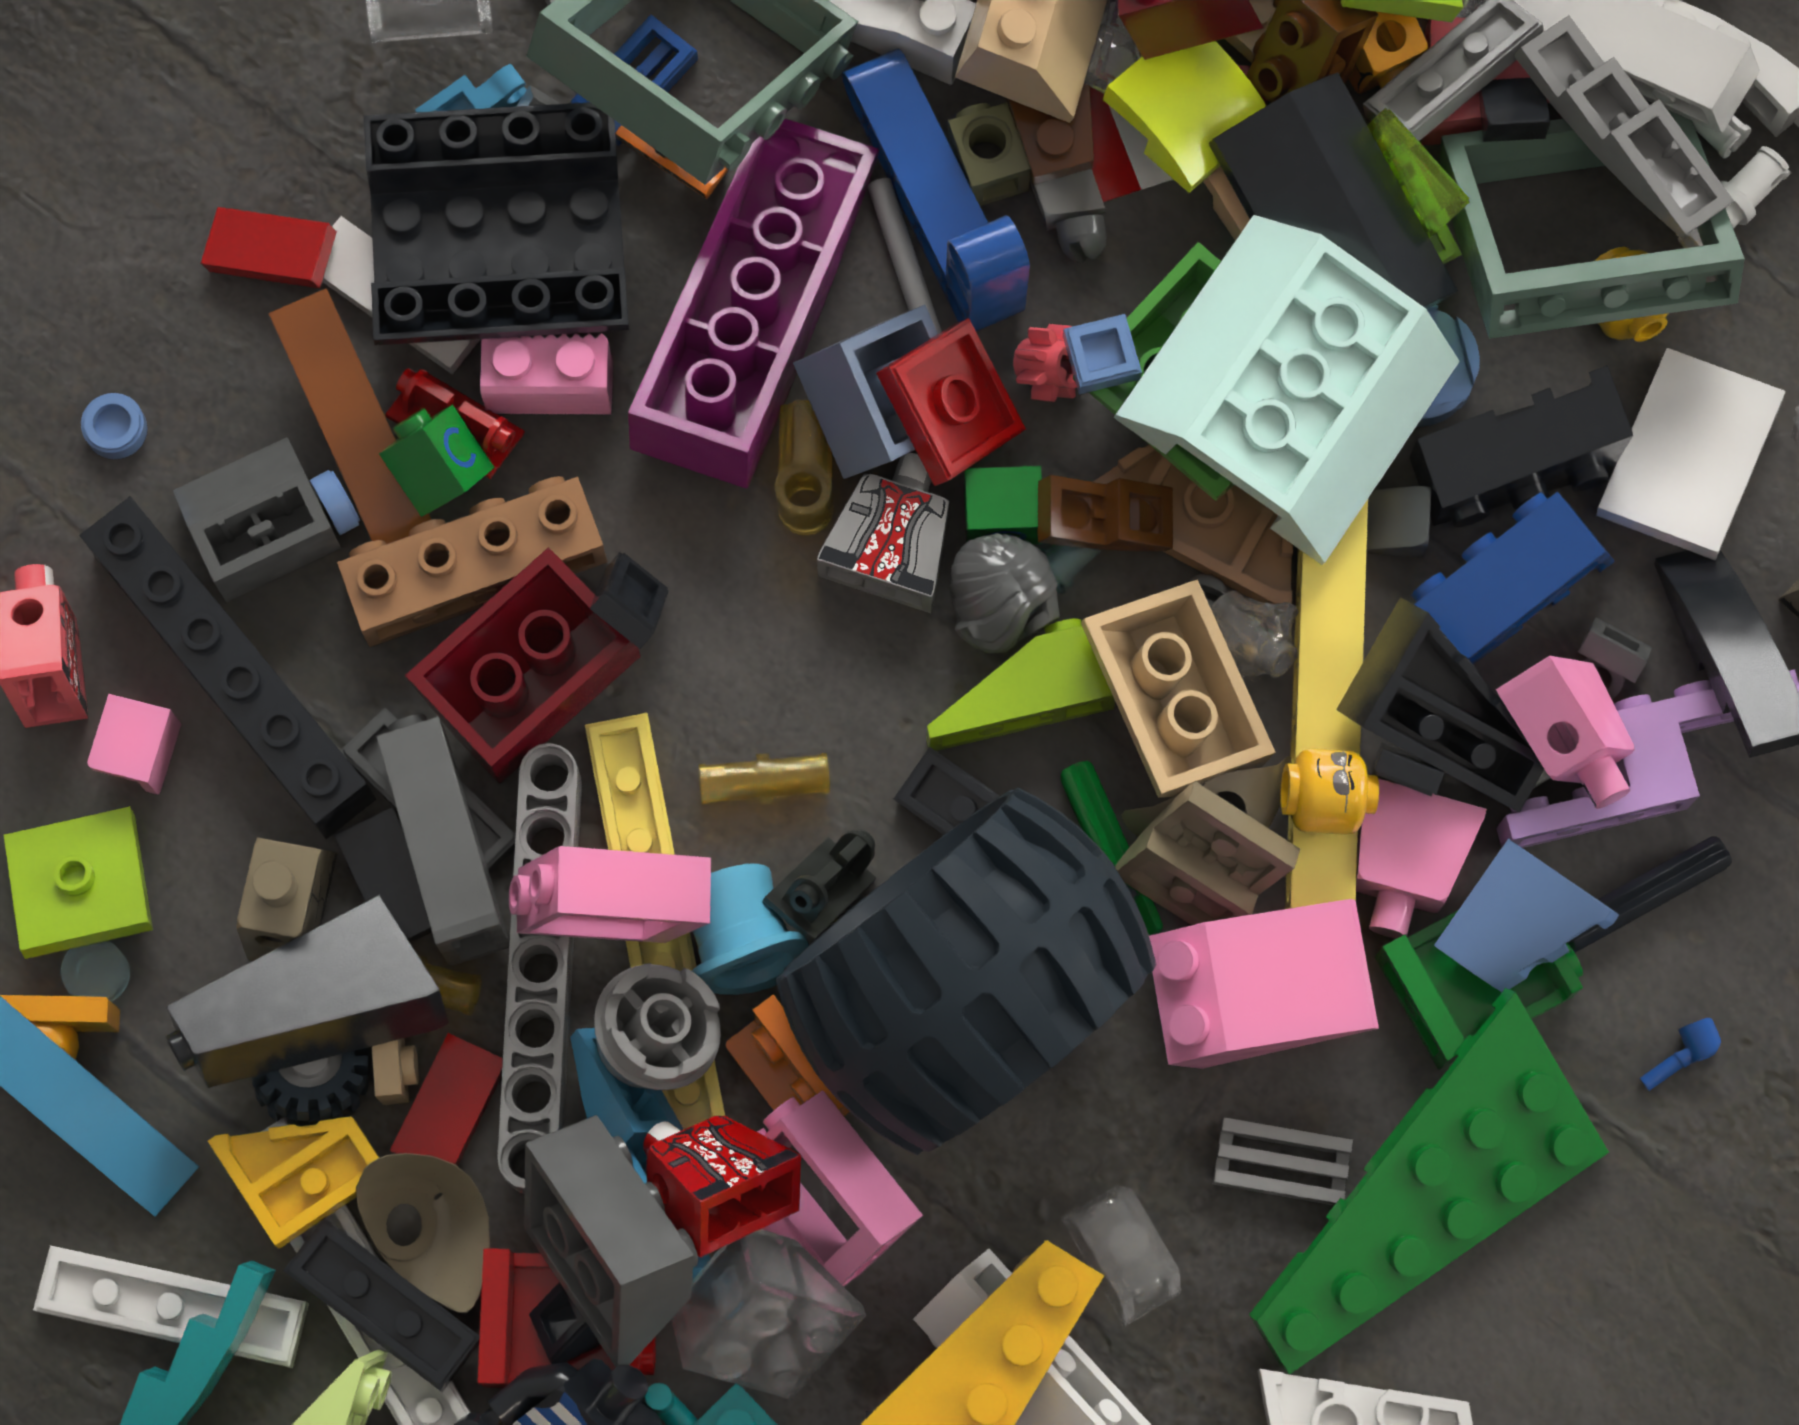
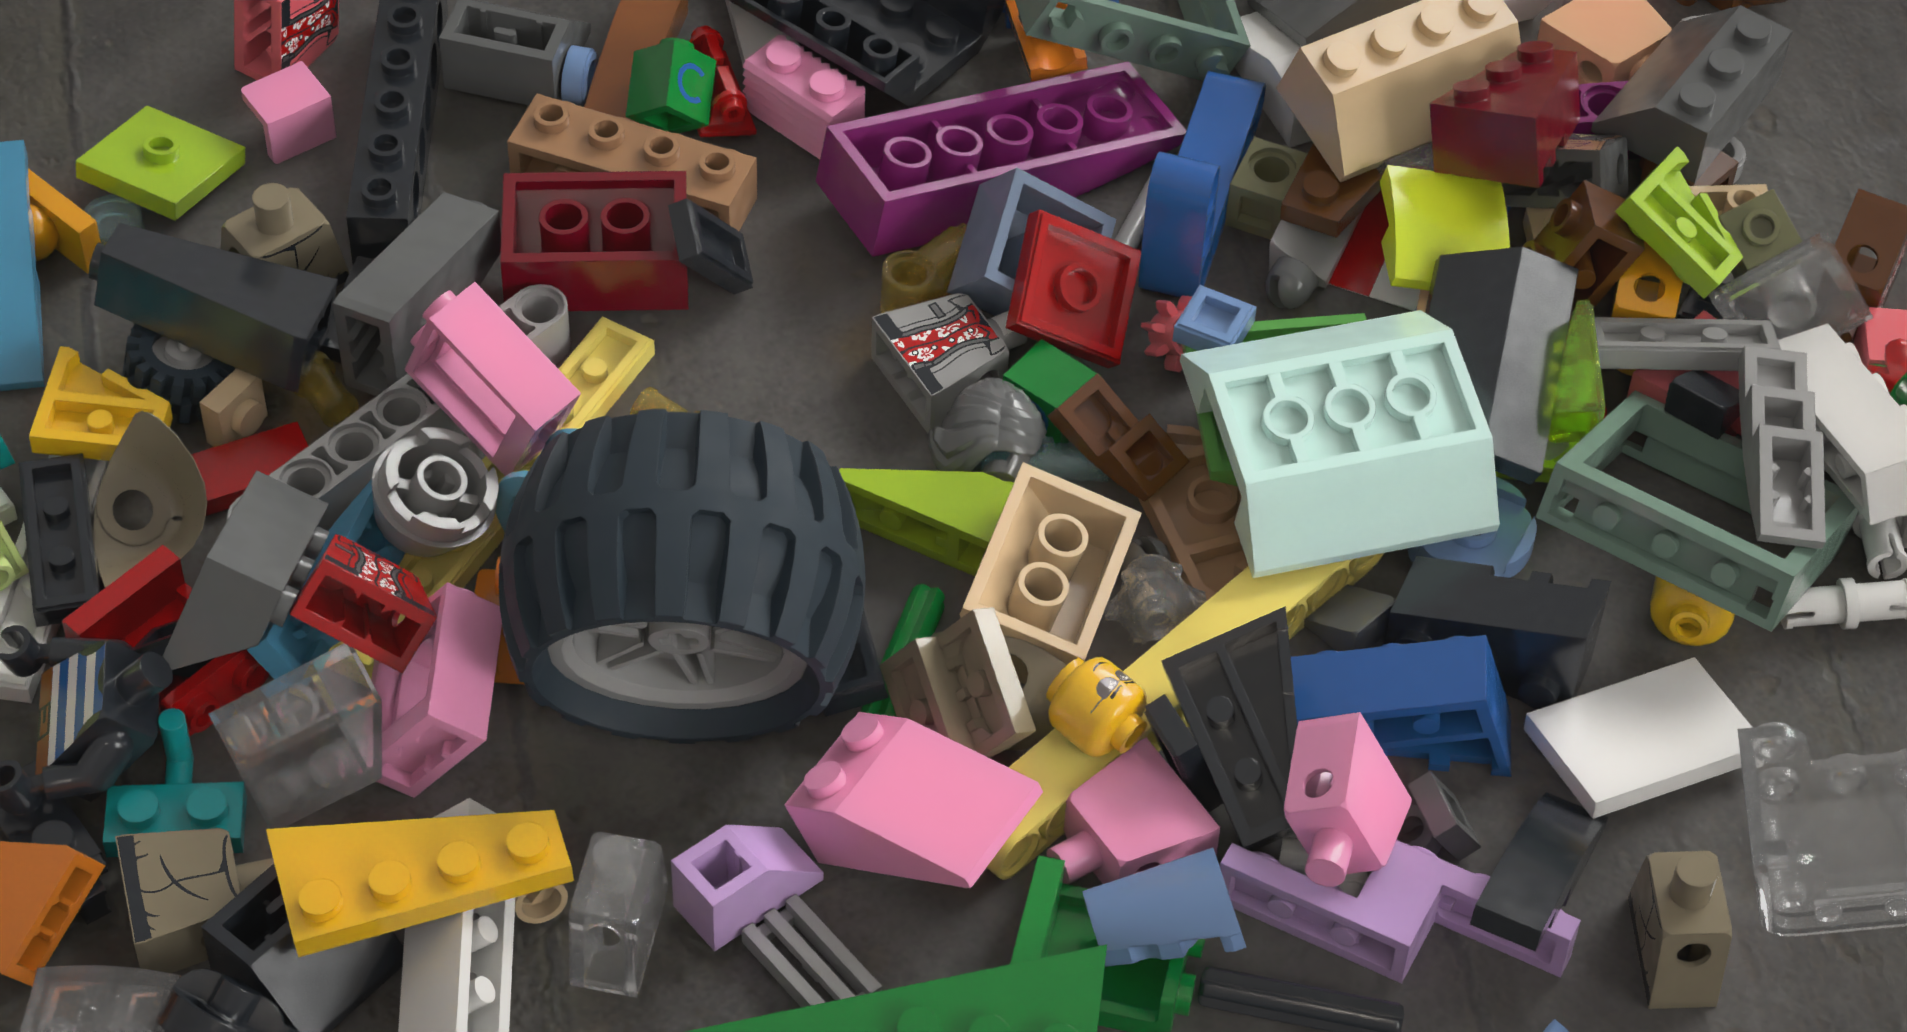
camera: 40 degrees right, 25 degrees down
(1185, 1142) = (738, 879): none -> lavender slope

